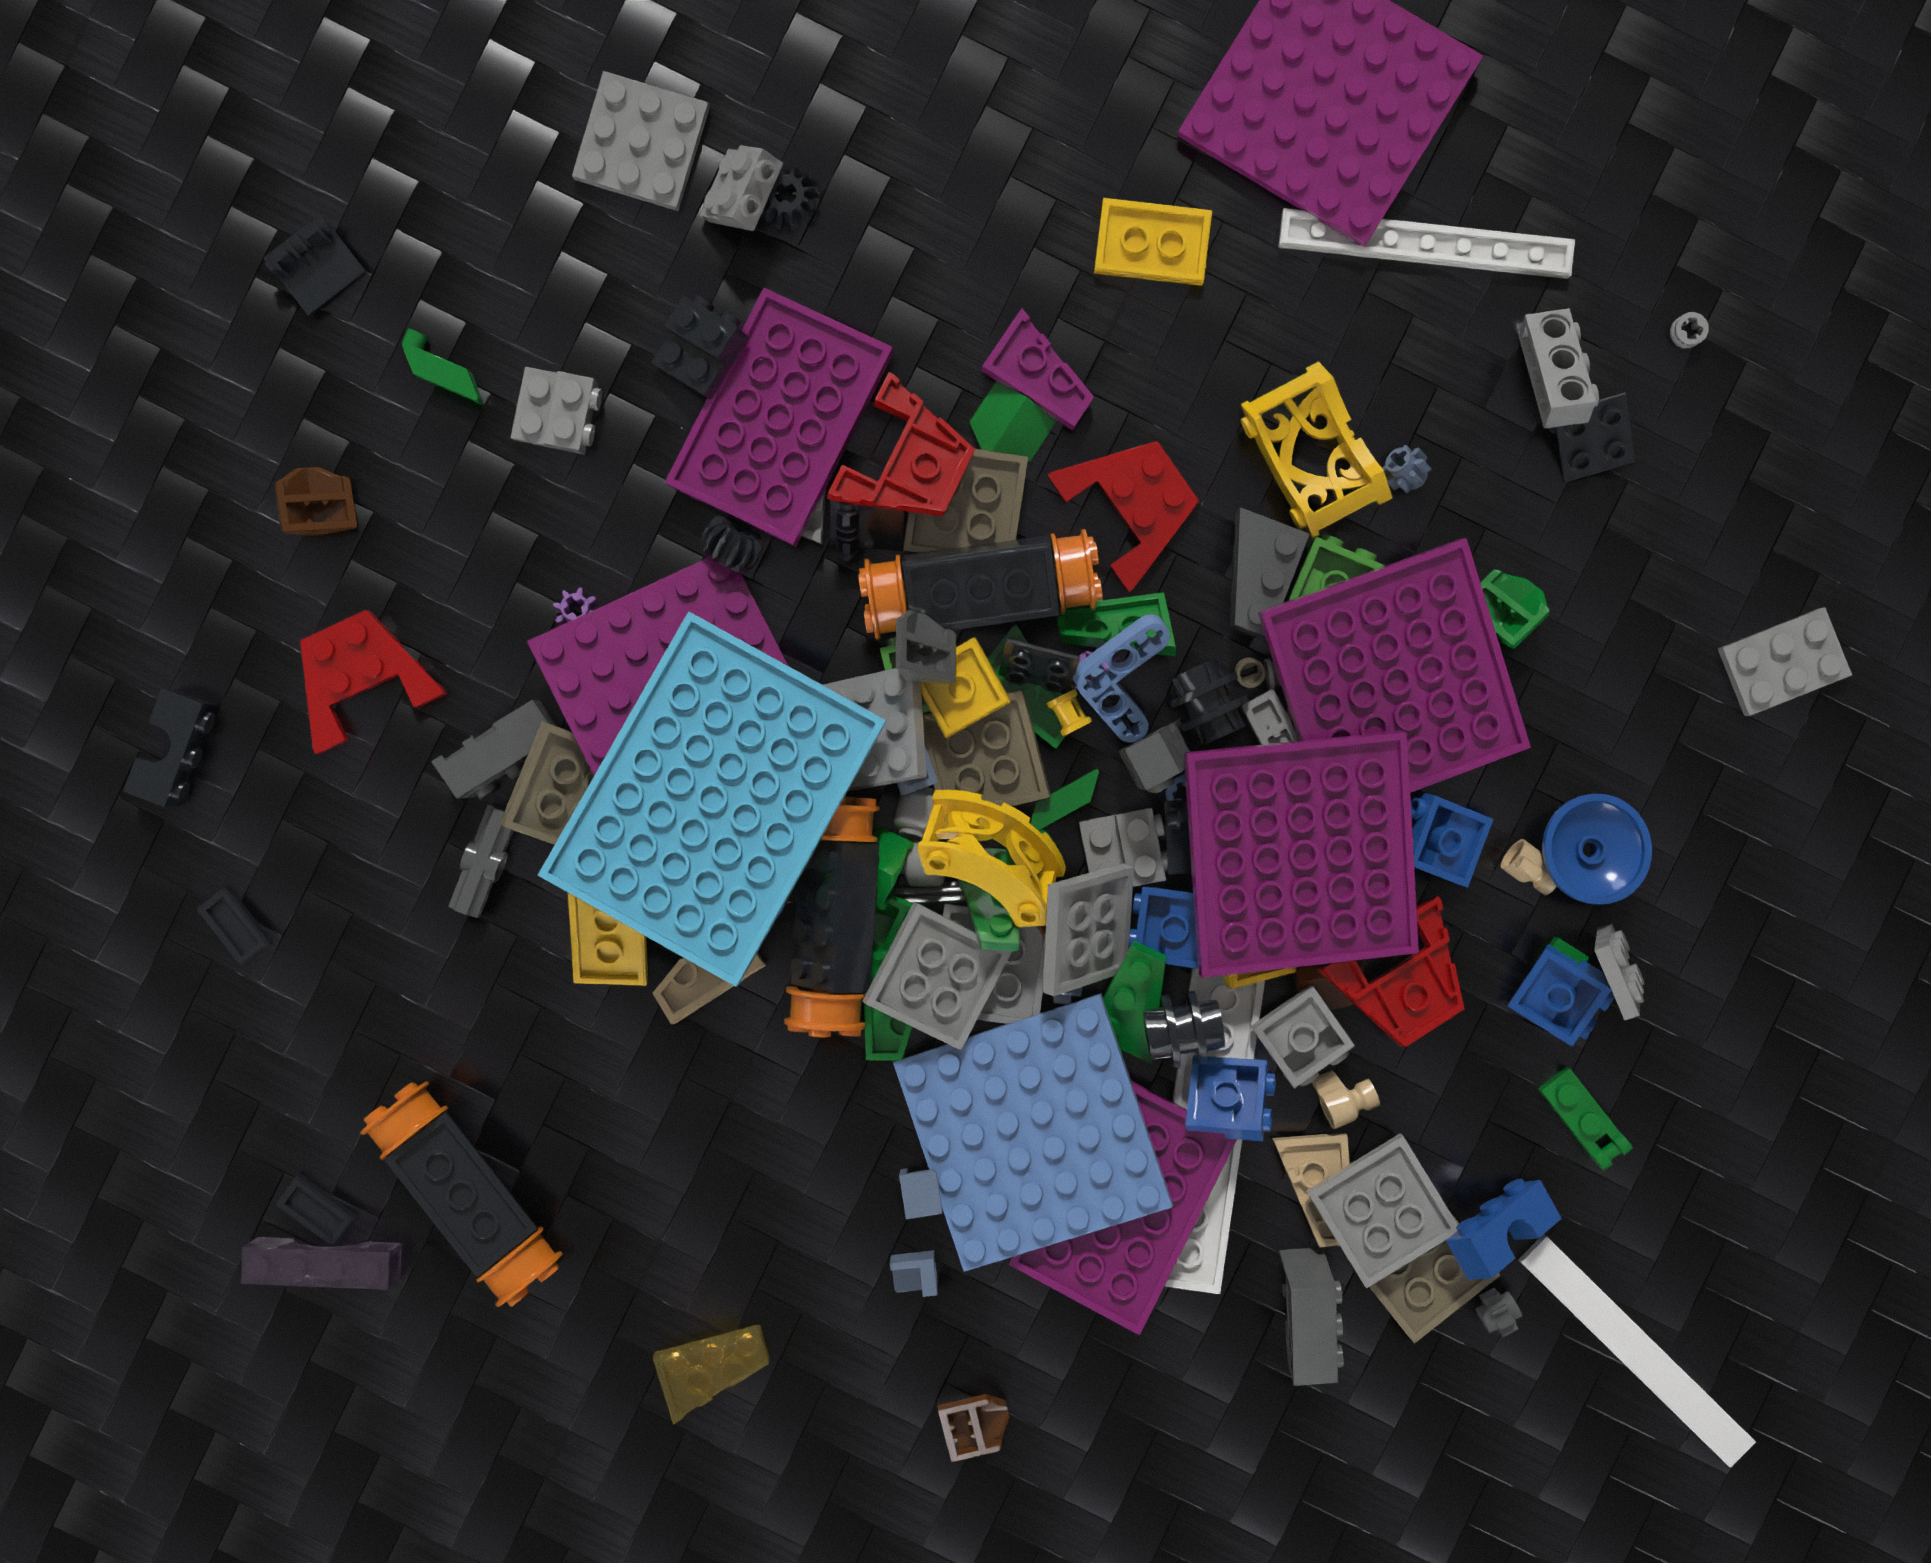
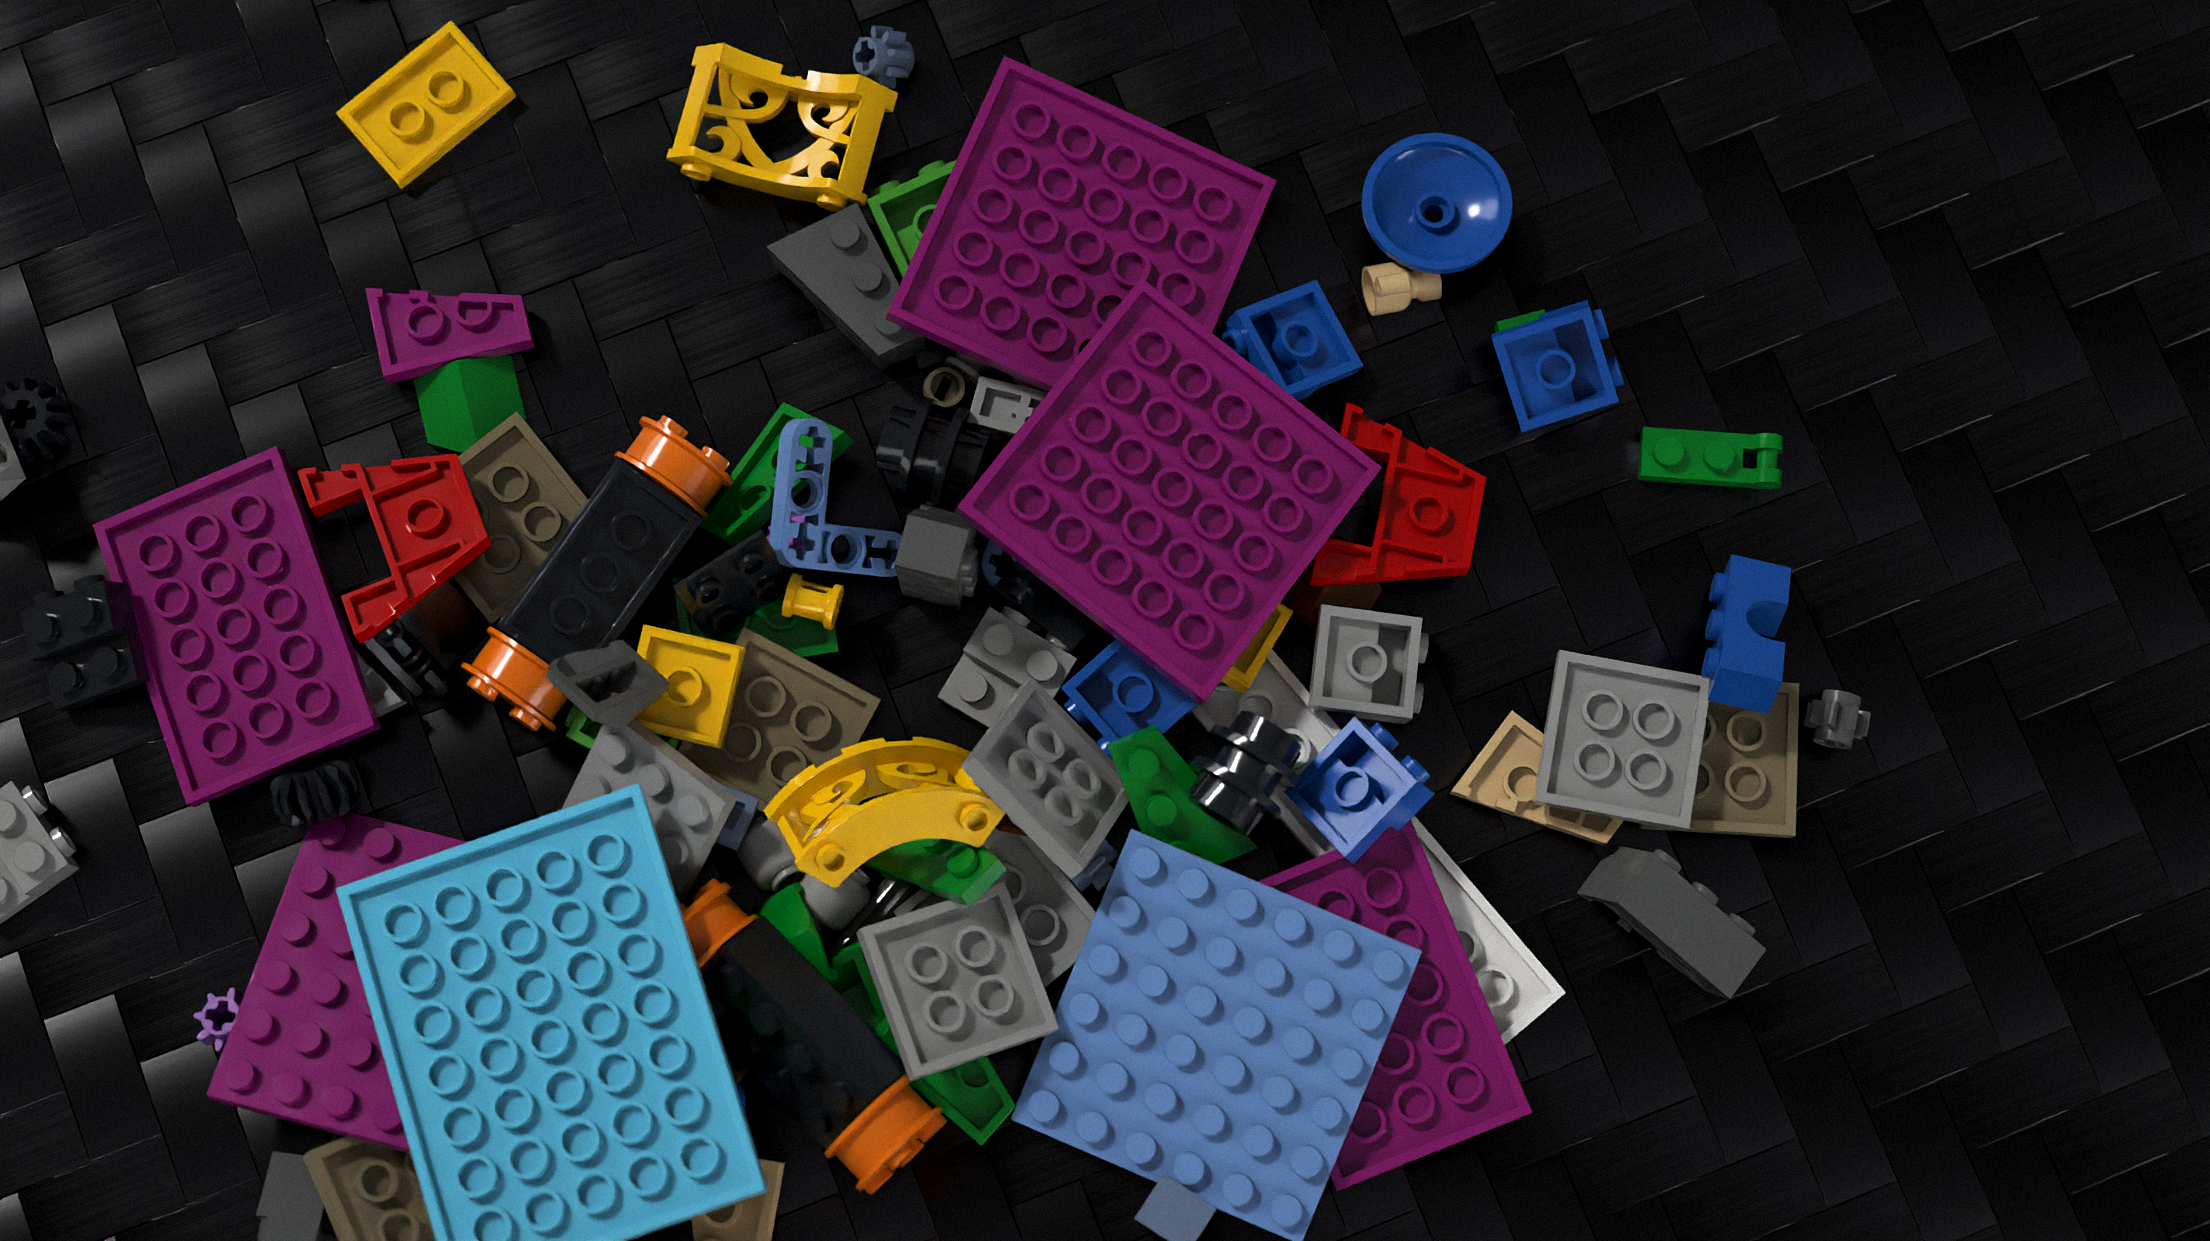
camera: 55 degrees left, 10 degrees down
(1063, 801) = (901, 690): green piece -> none
(1144, 492) = (665, 333): red wing -> none
(1342, 1104) = (1474, 689): tan piece -> none
(1514, 606) = (1120, 73): green slope -> none
(1623, 979) = (1597, 288): light grey plate -> none
(1637, 1350) = (2002, 616): white tile -> none

